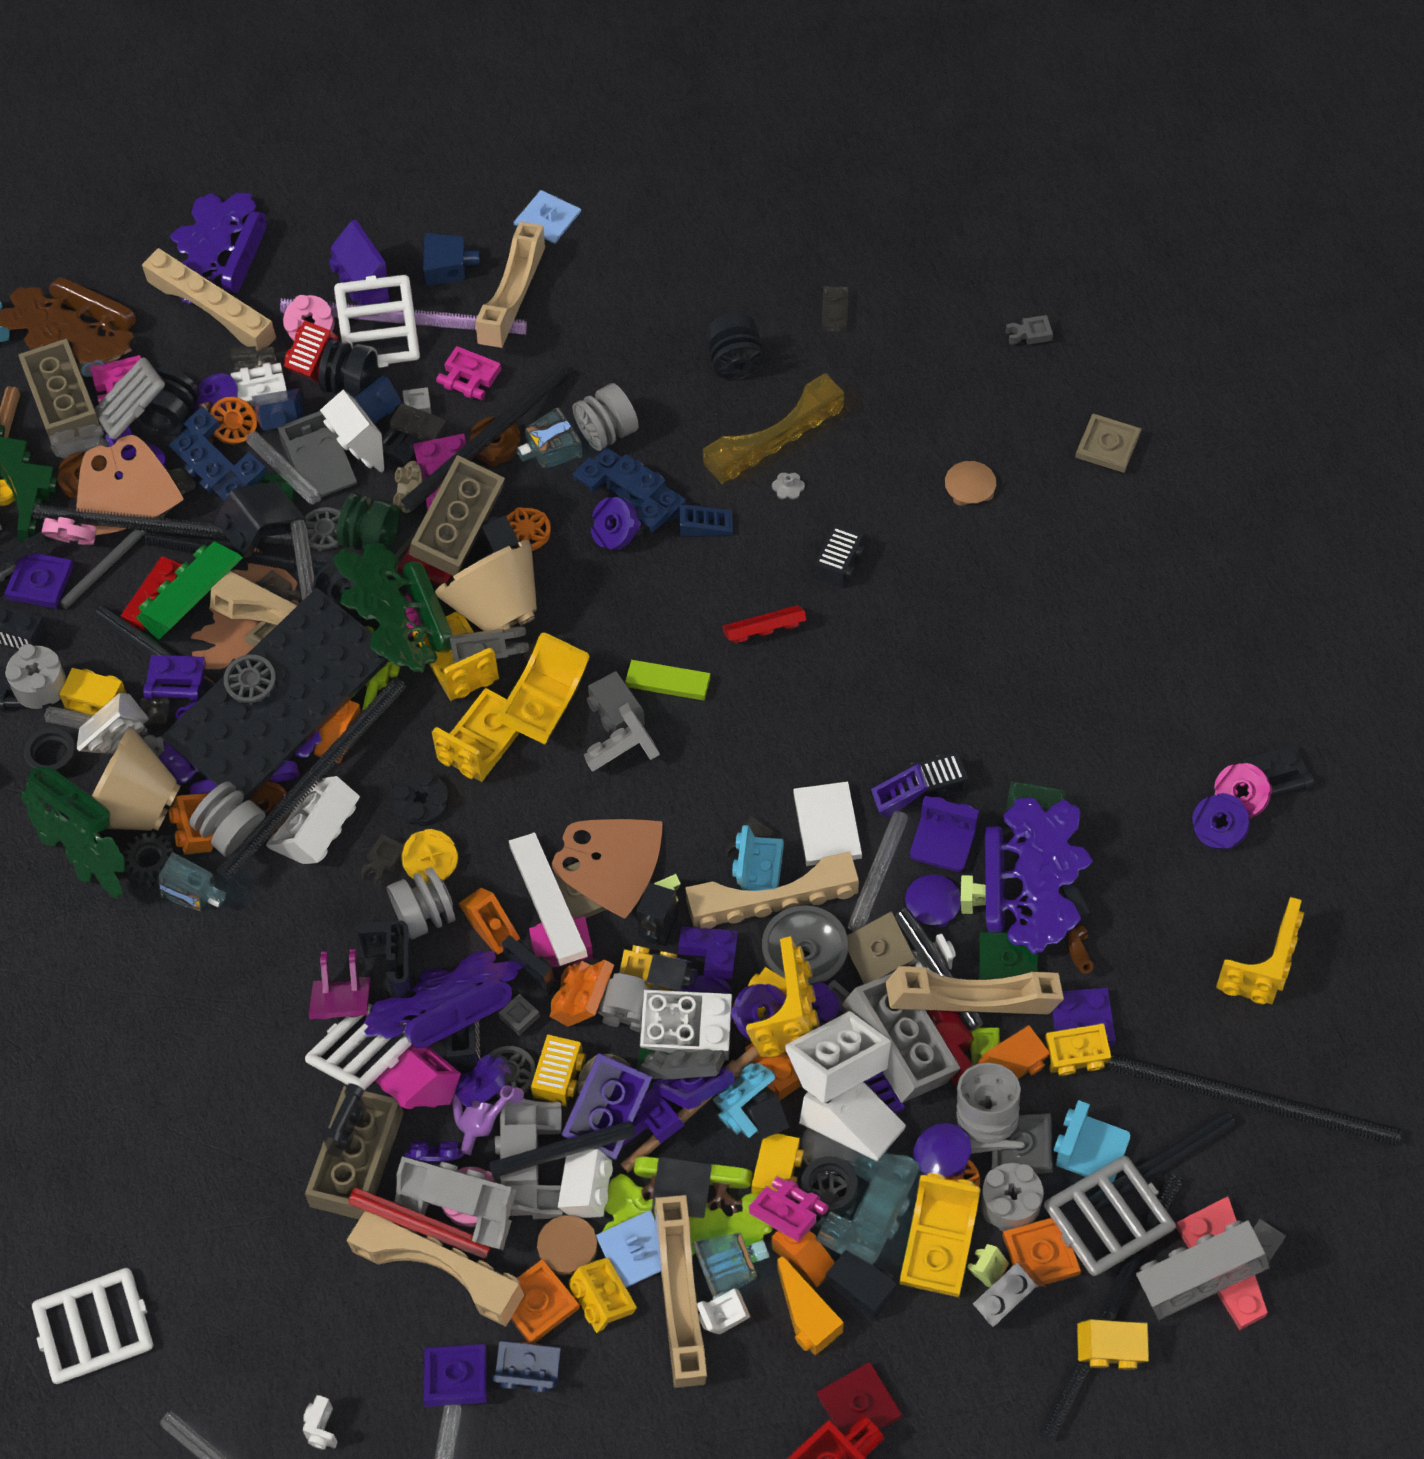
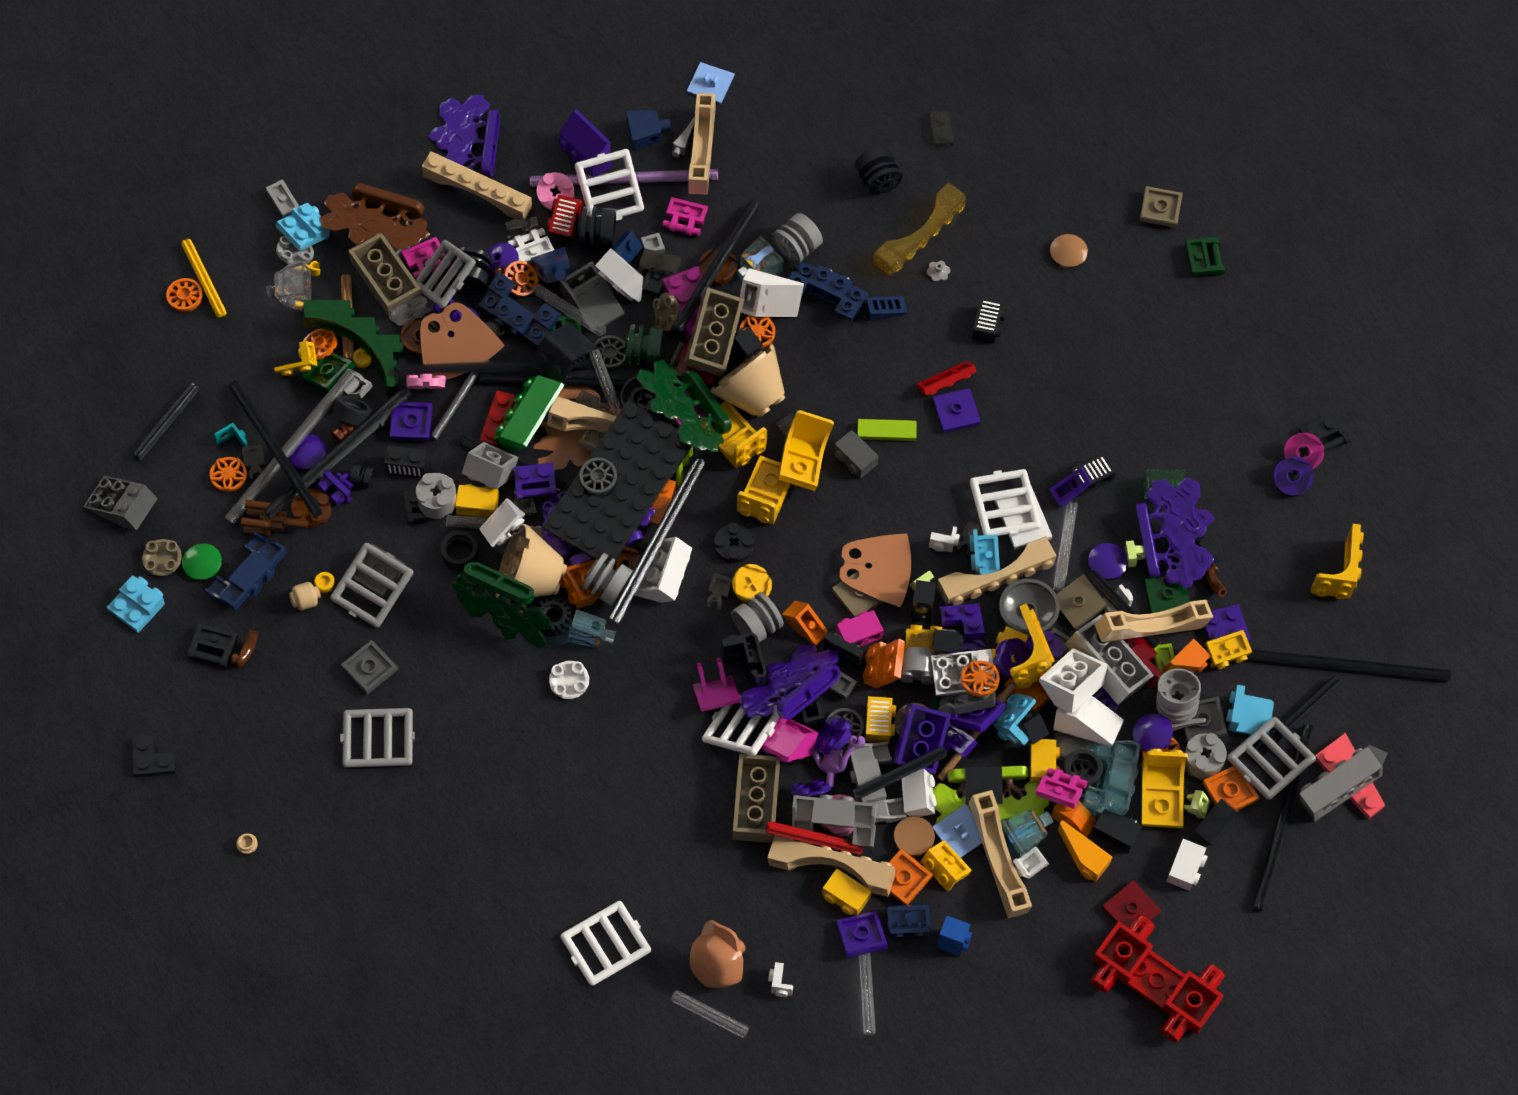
camera: 15 degrees left, 5 degrees up
(118, 648) = (489, 465): none -> light grey brick
(146, 948) = (569, 679): none -> white dish
(234, 1373) = (717, 956): none -> nougat piece
(351, 1112) = (753, 772): black plate -> none
(448, 1311) = (846, 893): none -> yellow brick
(472, 643) = (747, 426): dark grey hinge -> none
(489, 282) = (681, 142): none -> light grey piece
(547, 899) = (844, 601): white tile -> none
(548, 483) = (770, 295): none -> white slope
(584, 1400) = (954, 936): none -> blue brick
(621, 741) = (867, 481): light grey bracket -> none
(625, 527) = (813, 319): dark purple plate -> none
(704, 1032) = (980, 678): none -> orange wheel
(707, 840) = (944, 542): none -> white bracket
(769, 668) = (956, 410): none -> dark purple plate
(838, 786) = (1025, 490): none -> white bar
(944, 834) = (1106, 513): dark purple bracket -> none
(952, 1353) = (1186, 865): none -> white brick
(1032, 329) = (1090, 126): dark grey plate -> none
(1113, 1343) = (1289, 841): yellow brick -> none
(1147, 514) = (1199, 259): none -> dark green plate

